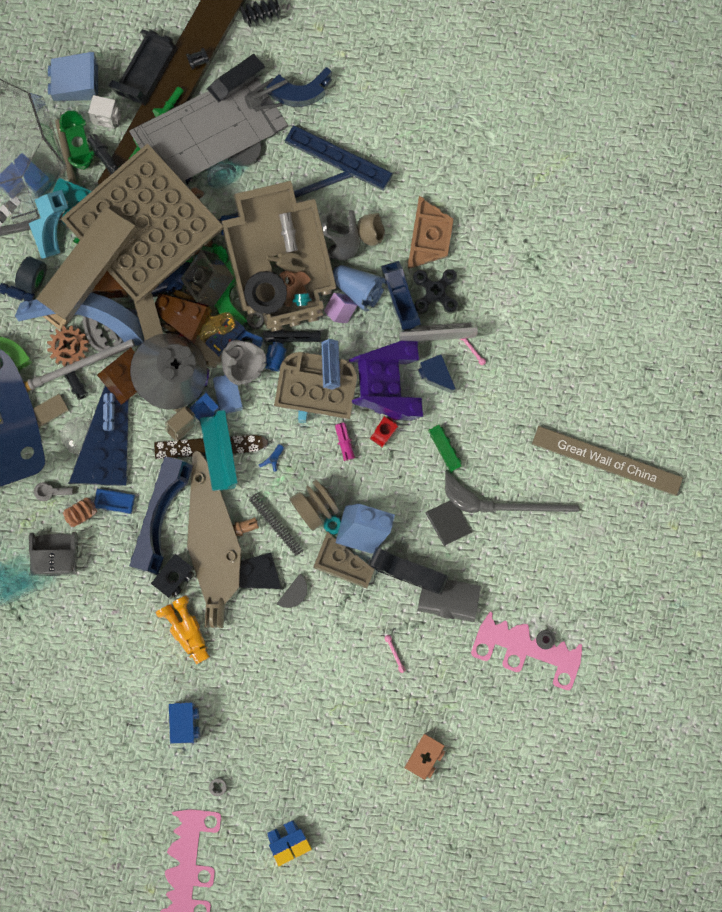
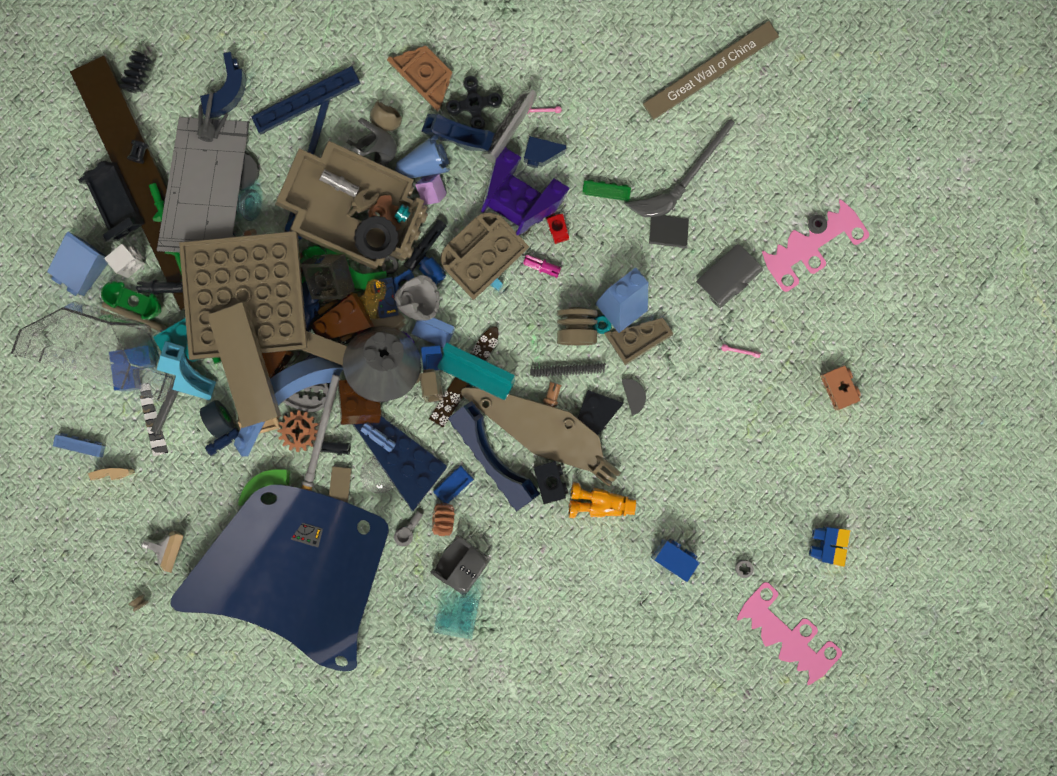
camera: 45 degrees left, 5 degrees up
(236, 78) = (178, 132): black piece -> none
(272, 459) = (513, 333): blue bar -> none
(330, 364) = (474, 228): medium blue piece -> none
(408, 571) = (686, 291): black beam -> none

